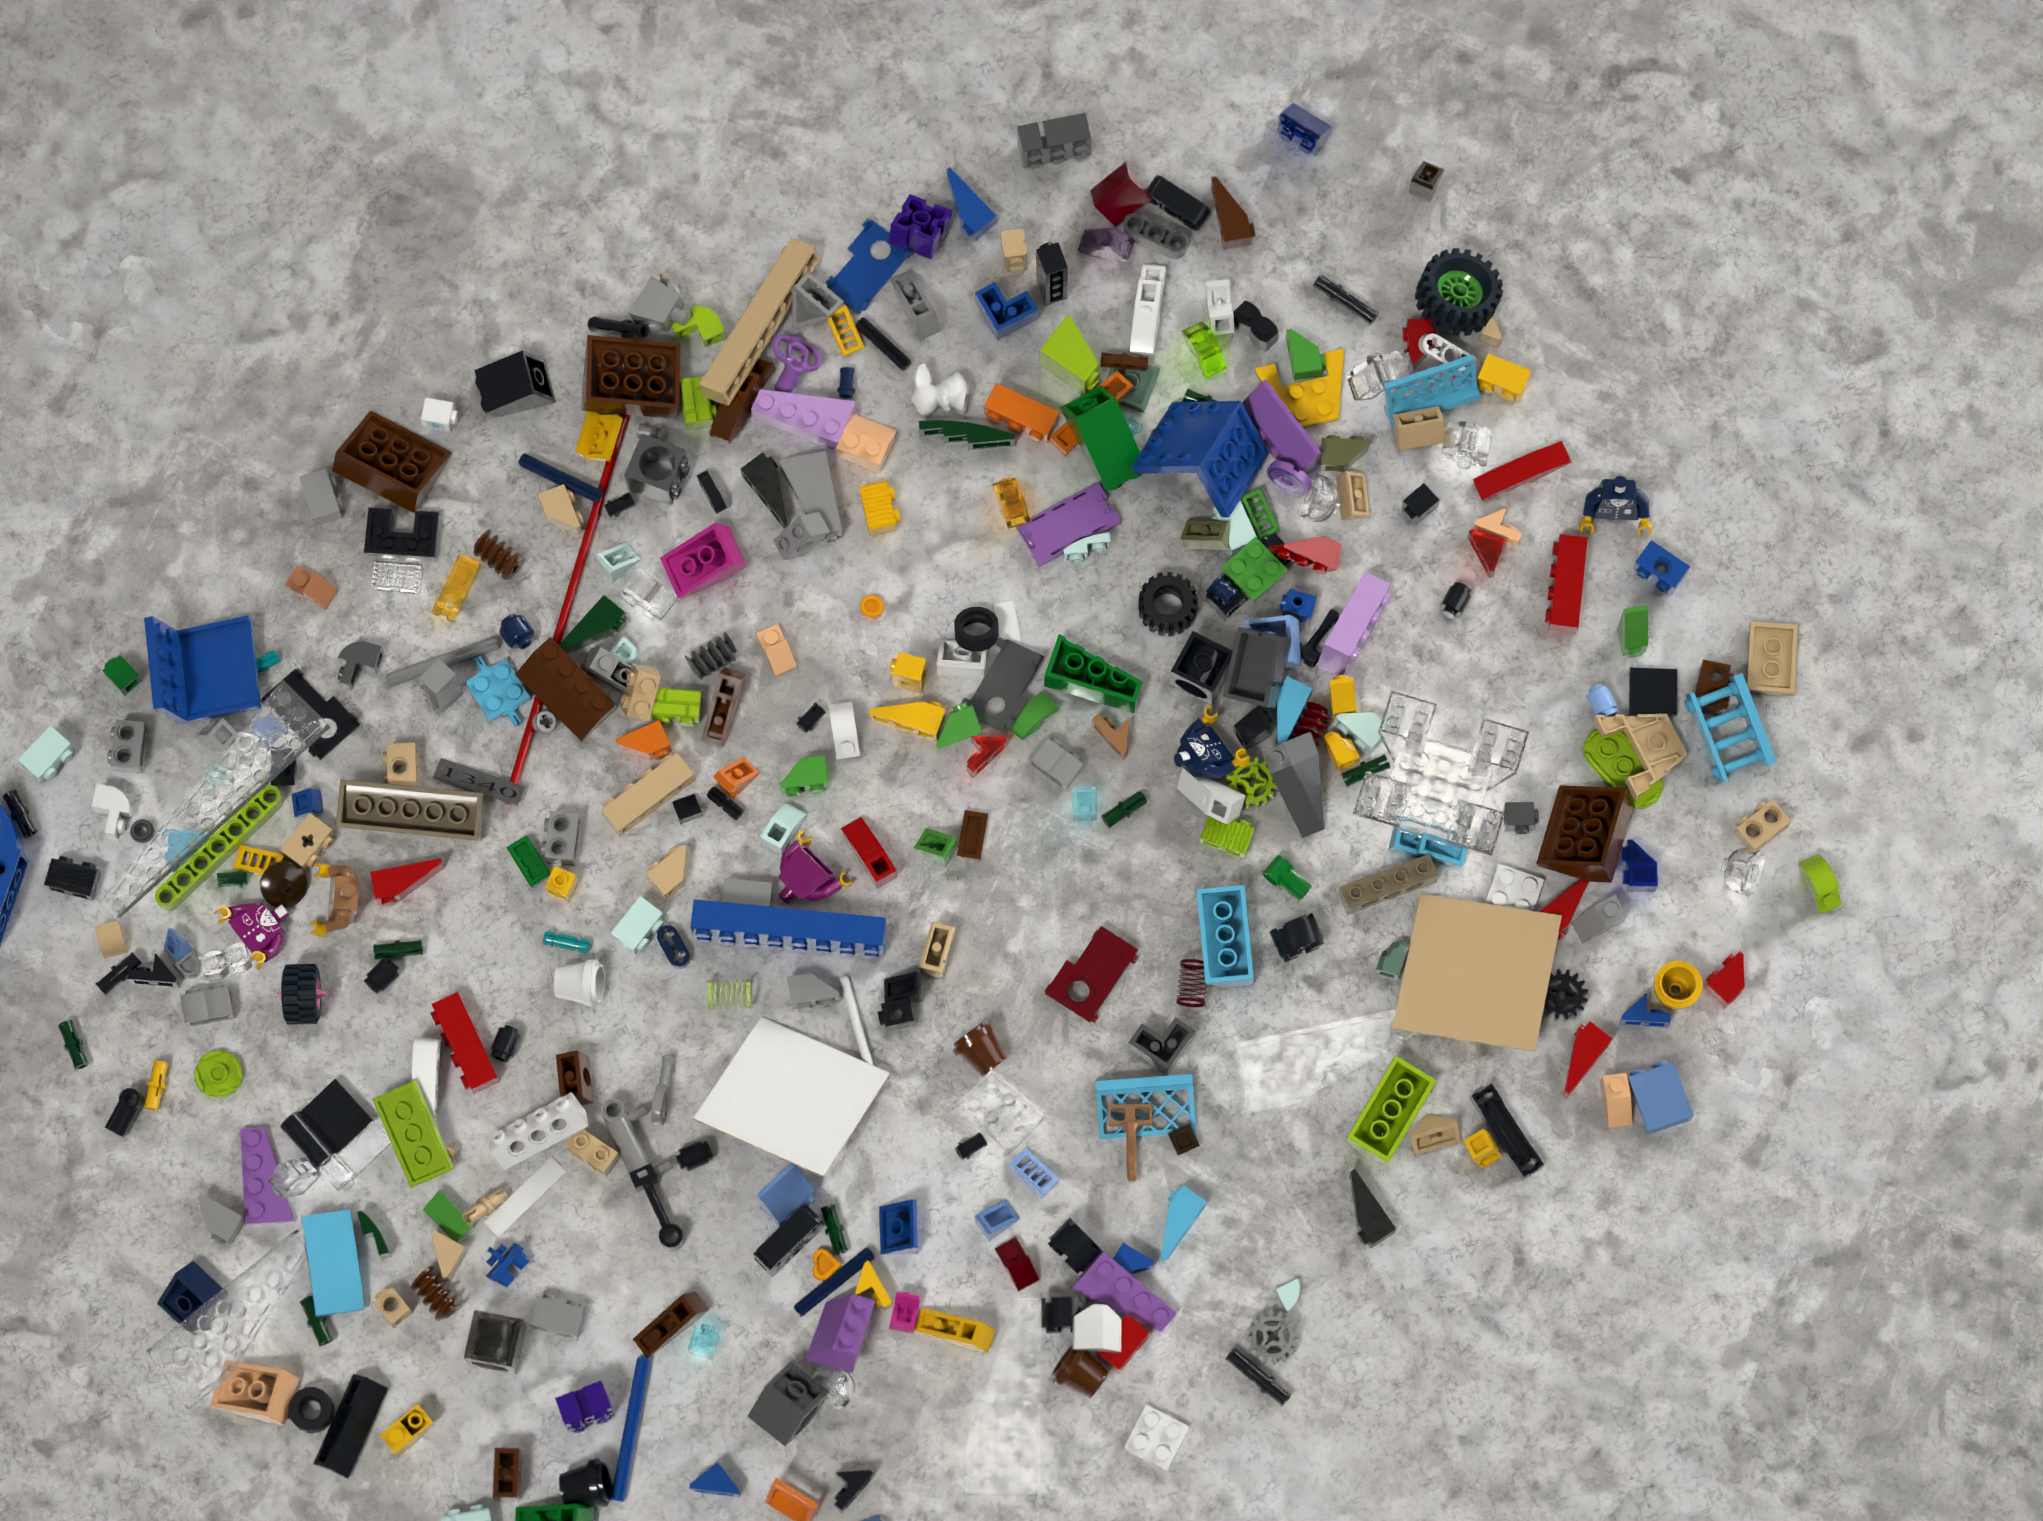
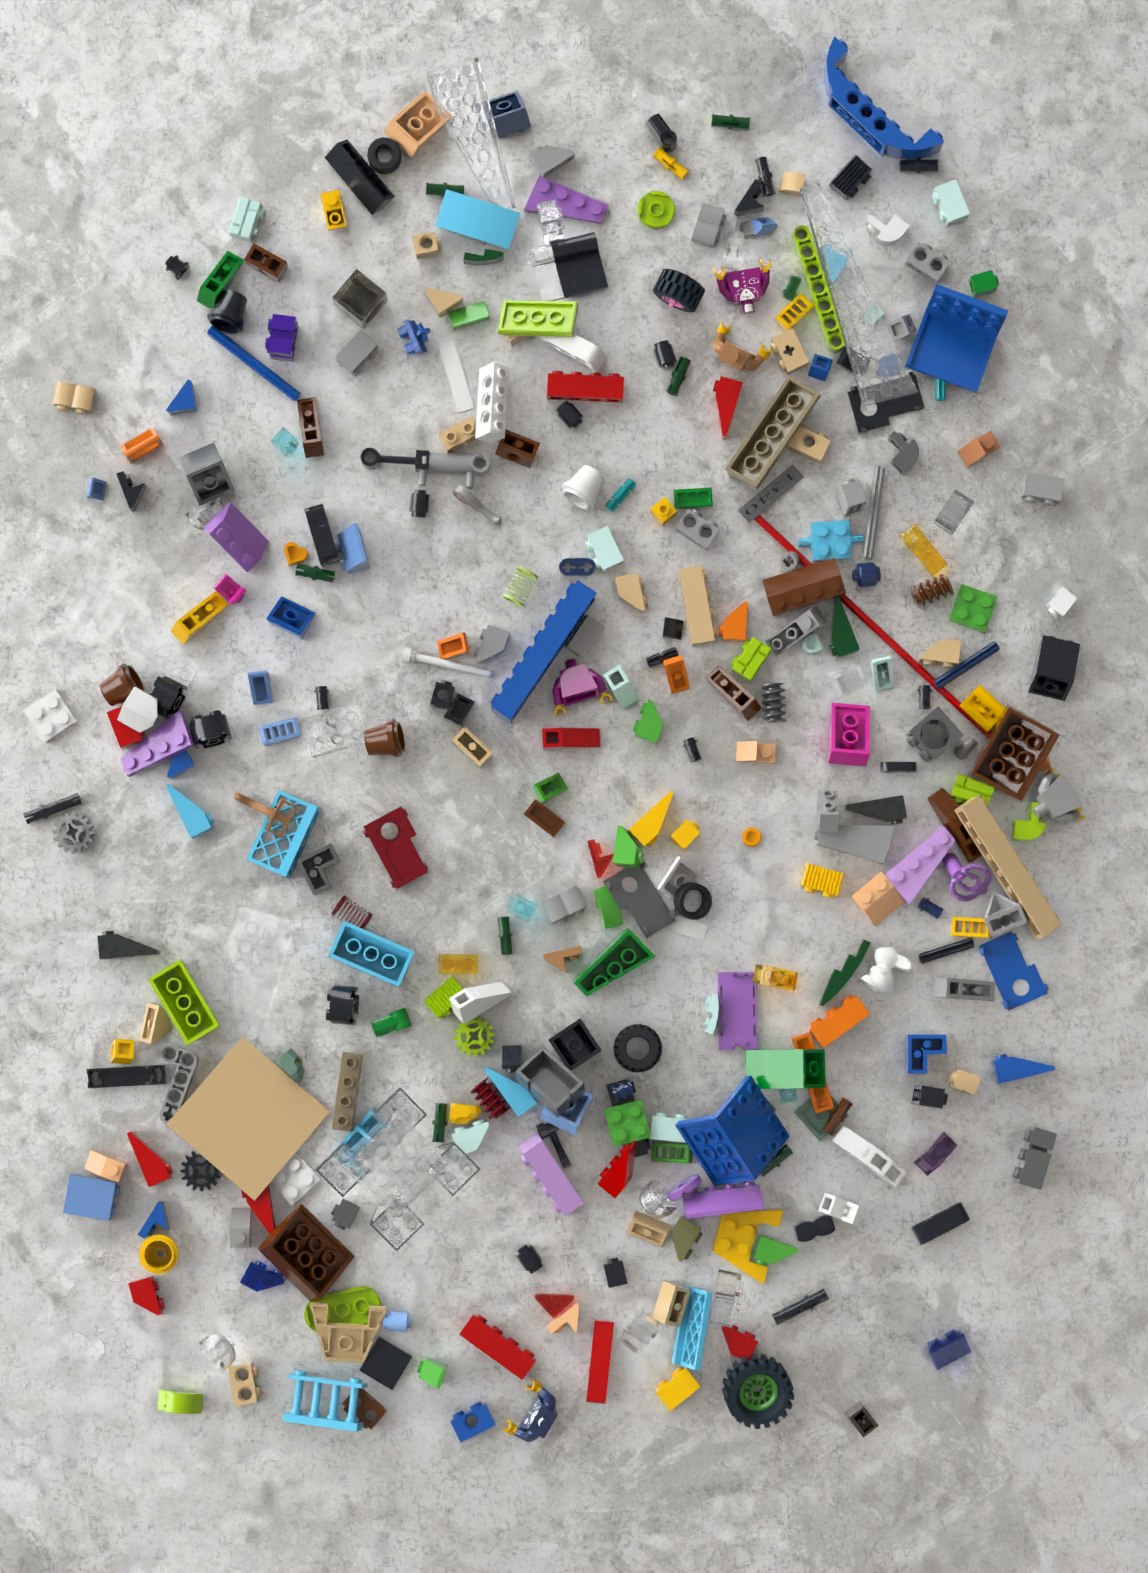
camera: 115 degrees right, 10 degrees up
(139, 824) = (860, 237): dark grey plate -> none
(276, 876) = (774, 320): dark brown dish -> none
(391, 461) = (1044, 551): reddish brown slope -> none
(417, 545) = (985, 515): black plate -> none
(435, 1295) = (418, 278): reddish brown piece -> none
(484, 1206) = (461, 342): tan pin -> none
(493, 504) = (973, 608): none -> bright green plate
(623, 328) = (1053, 766): black pin -> none
(640, 692) = (772, 637): tan brick -> none
(792, 1096) = (418, 588): white piece -> none
(833, 1282) = (279, 554): dark blue axle -> none
(834, 1030) = (453, 646): none -> orange slope
(844, 730) = (669, 767): white brick -> none
(869, 1281) = (264, 578): yellow slope -> none
(920, 226) = (1020, 1023): dark purple brick -> none
(1017, 1264) = (222, 685): dark red slope -> none
(1070, 358) = (860, 1078): lime slope -> none
(1119, 195) = (968, 1183): dark red slope -> none
(1159, 245) = (933, 1190): dark grey beam -> none
(1183, 841) = (458, 964): none -> clear yellow plate
(1183, 1139) = (246, 847): dark brown tile -> none
(1205, 348) = (816, 1181): clear neon green brick -> none
(1205, 752) = (510, 1013): dark blue torso -> none
(1206, 534) = (675, 1104): olive slope -> none
(1232, 220) = (905, 1256): reddish brown slope -> none
(1289, 1294) = (98, 861): light aqua tile -> none
(1298, 605) = (586, 1141): blue brick -> none
(1298, 779) = (459, 1068): dark grey wedge -> none
(1341, 695) = (500, 1134): yellow slope -> none
(1438, 355) = (722, 1356): white beam -> none
(1487, 1072) = (175, 1085): none -> light grey beam
(1491, 334) = (716, 1399): tan slope -> none
(1772, 658) = (362, 1464): tan plate -> none

